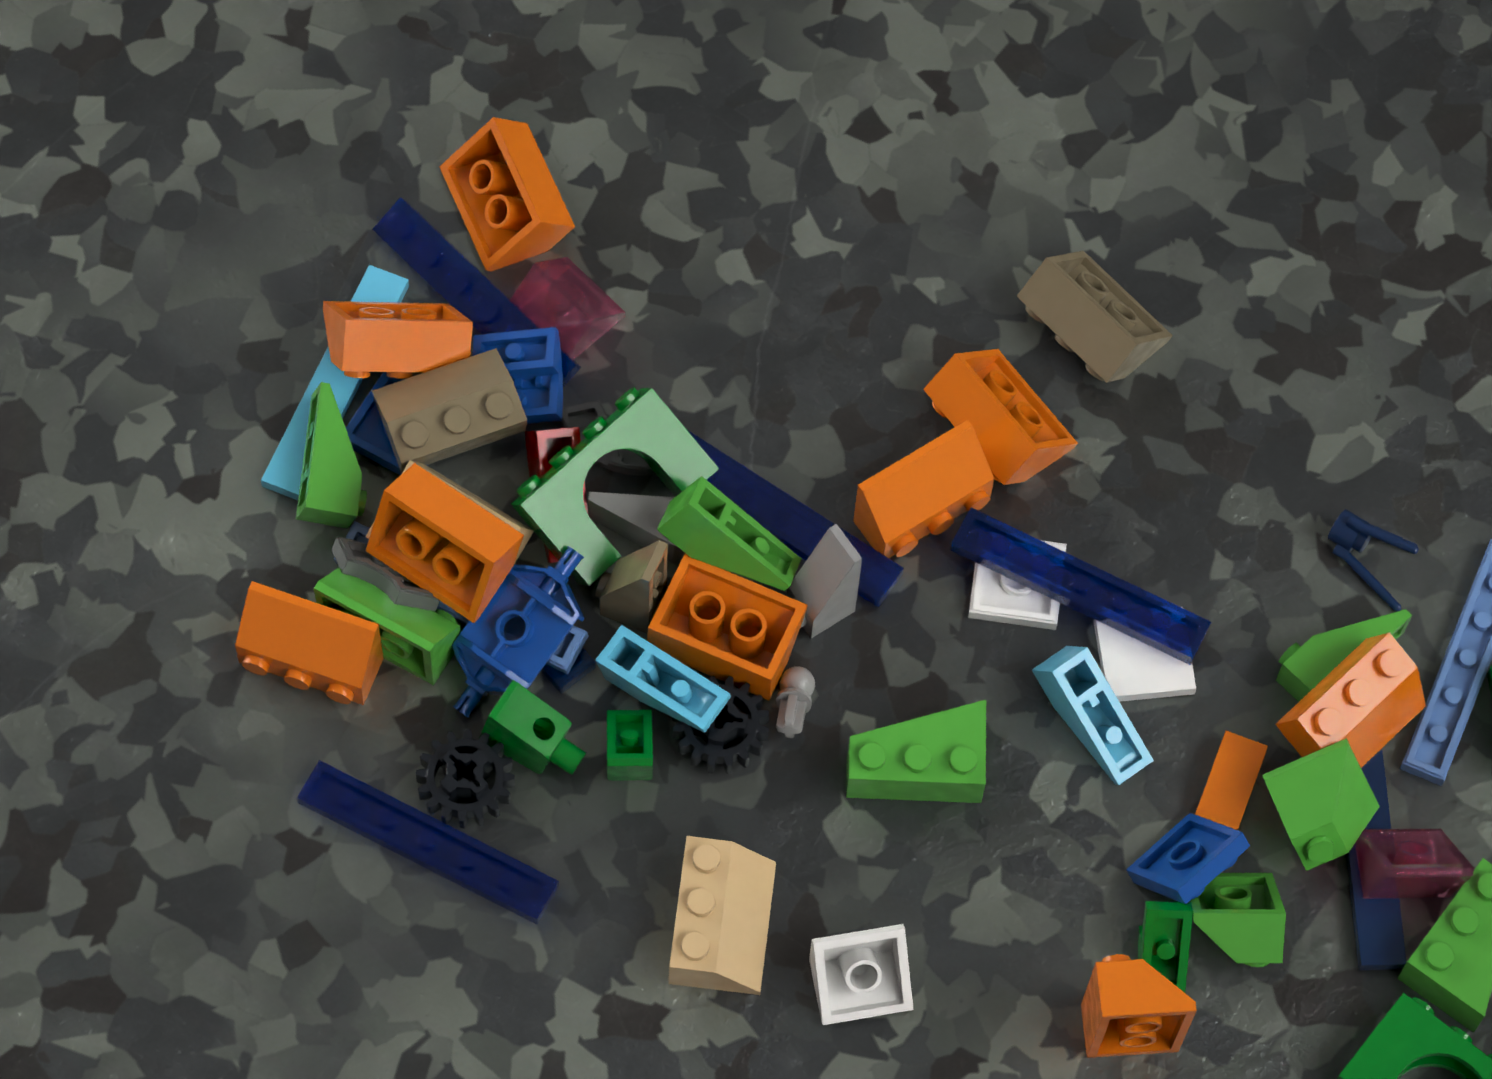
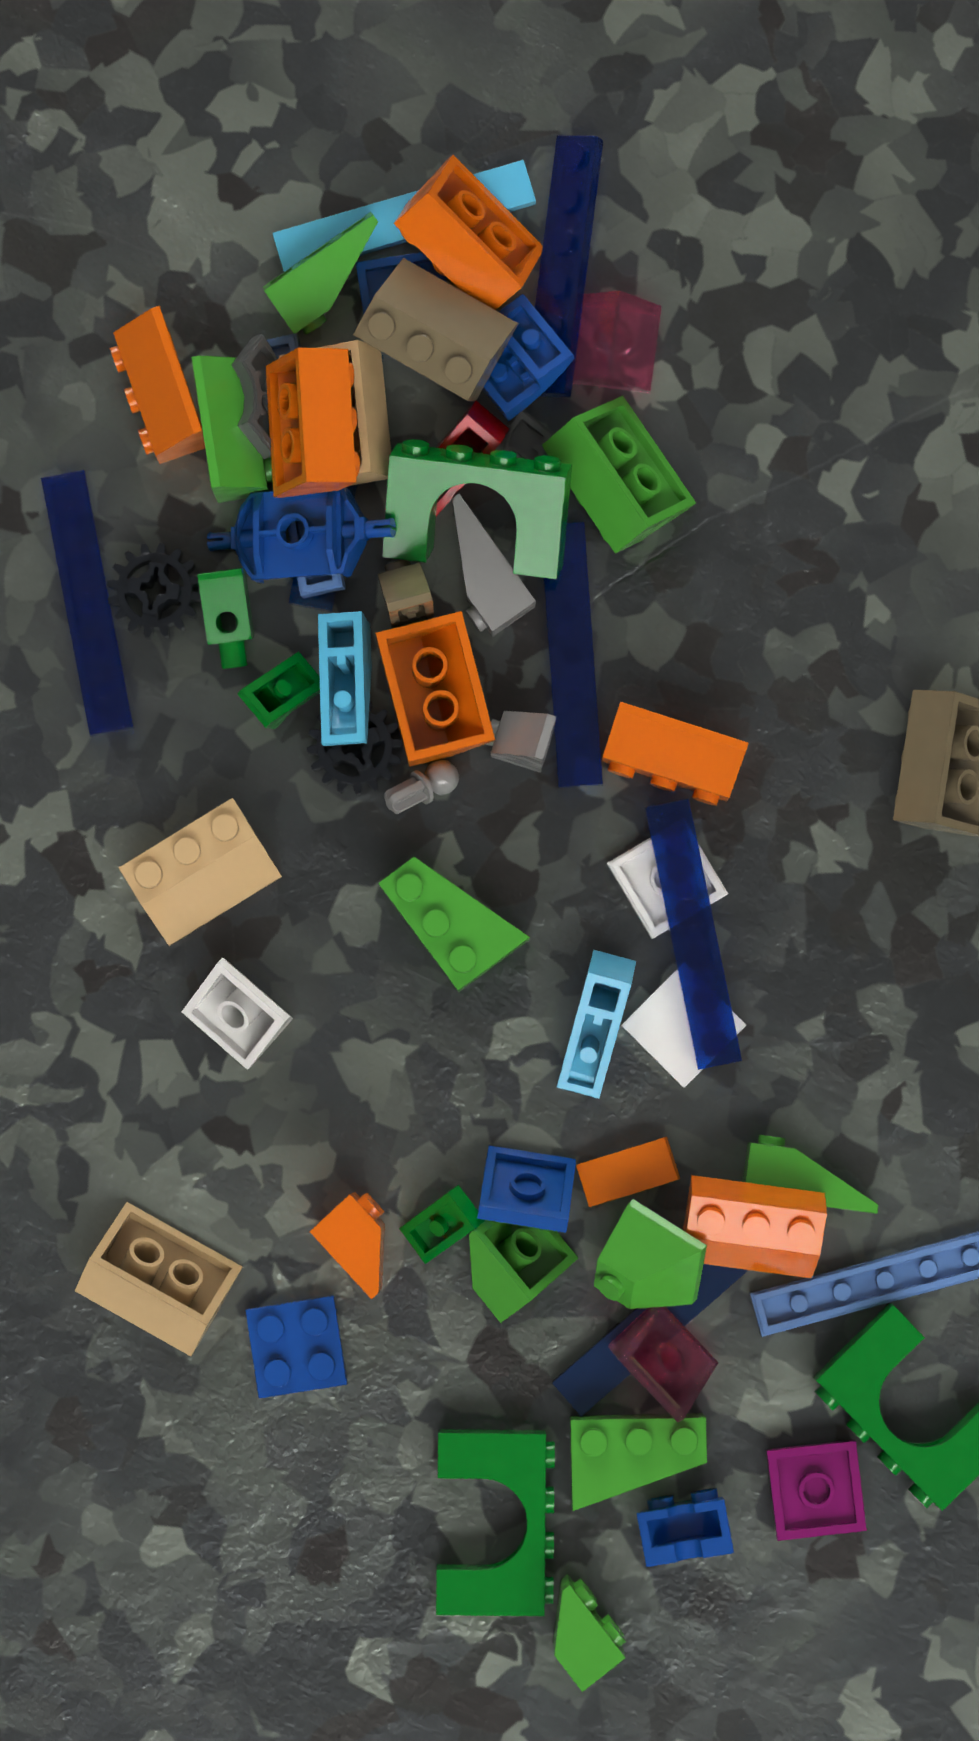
camera: 55 degrees right, 20 degrees up
(506, 194) = (673, 215): orange slope -> none
(688, 375) = (619, 473): none -> bright green slope
(724, 535) = (498, 635): bright green slope -> none
(1007, 415) = (797, 757): orange slope -> none
(1354, 534) = (923, 1114): dark blue plant -> none

